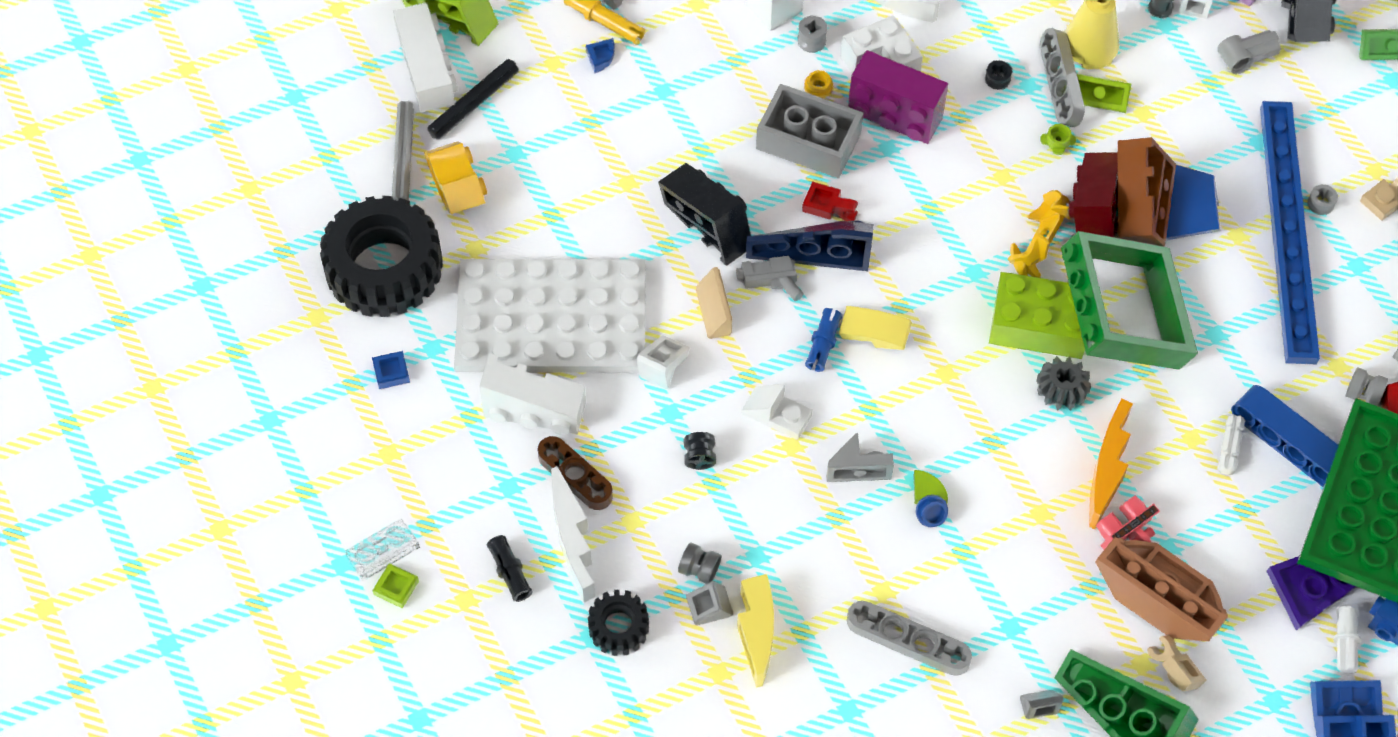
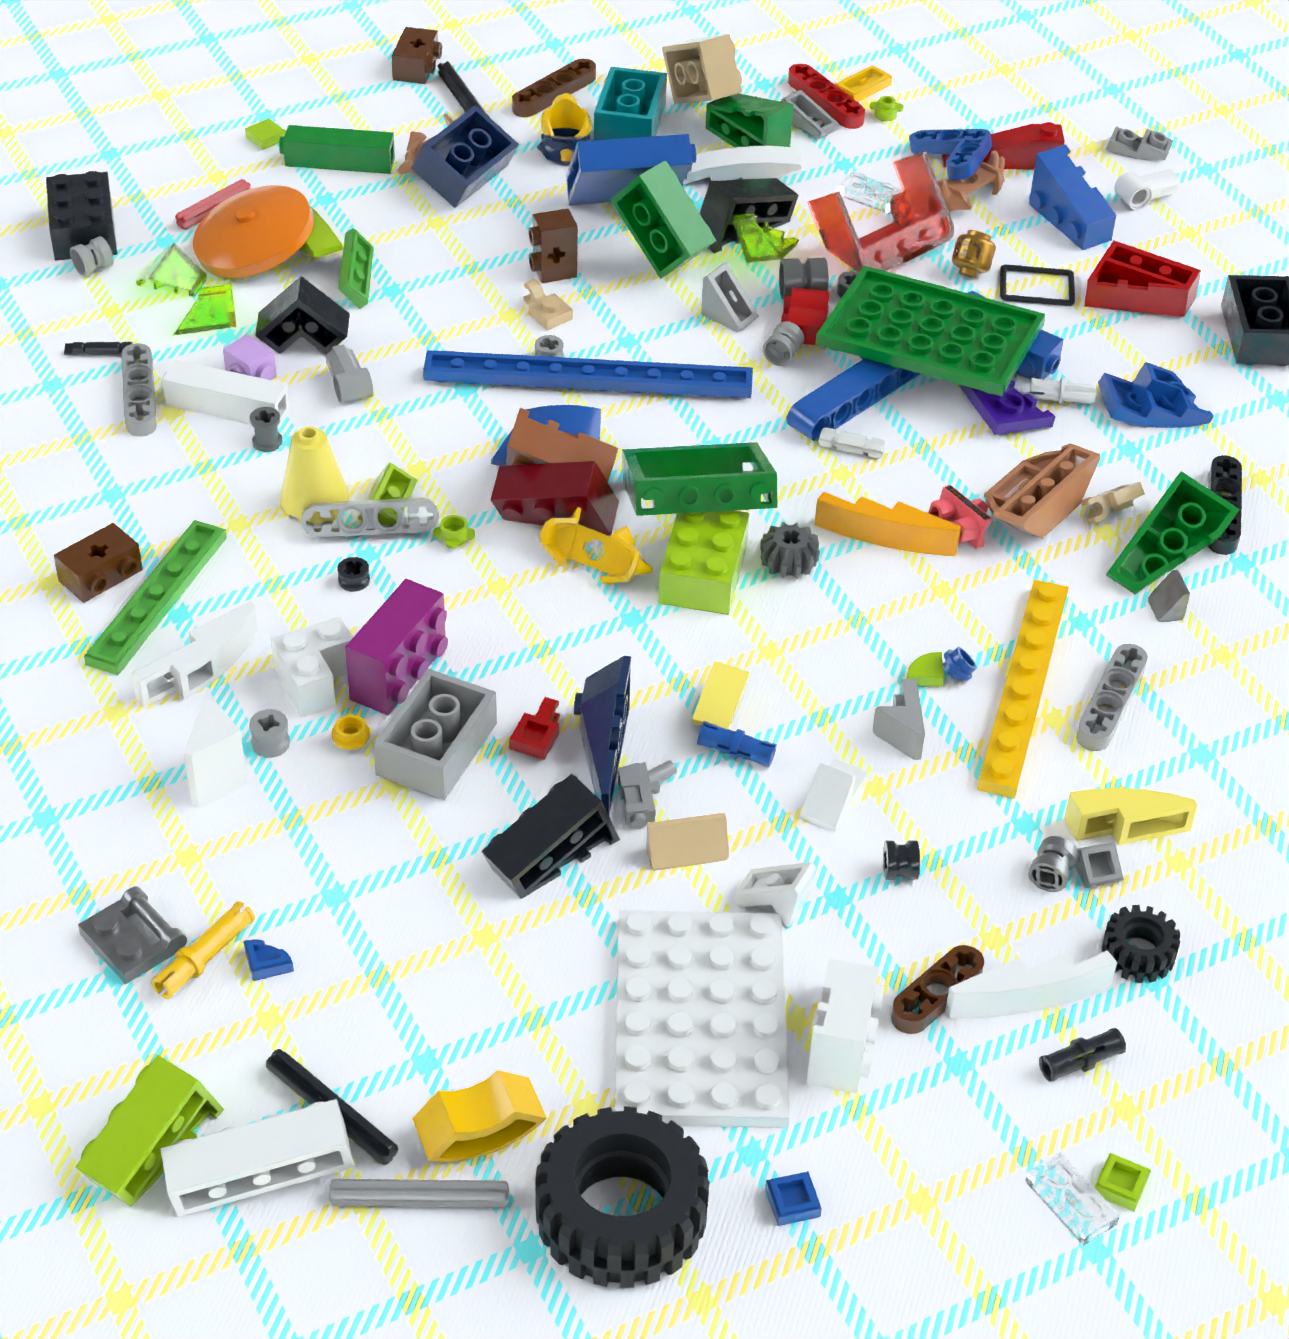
camera: 90 degrees left, 15 degrees down
(920, 567) = (1023, 690): none -> yellow plate

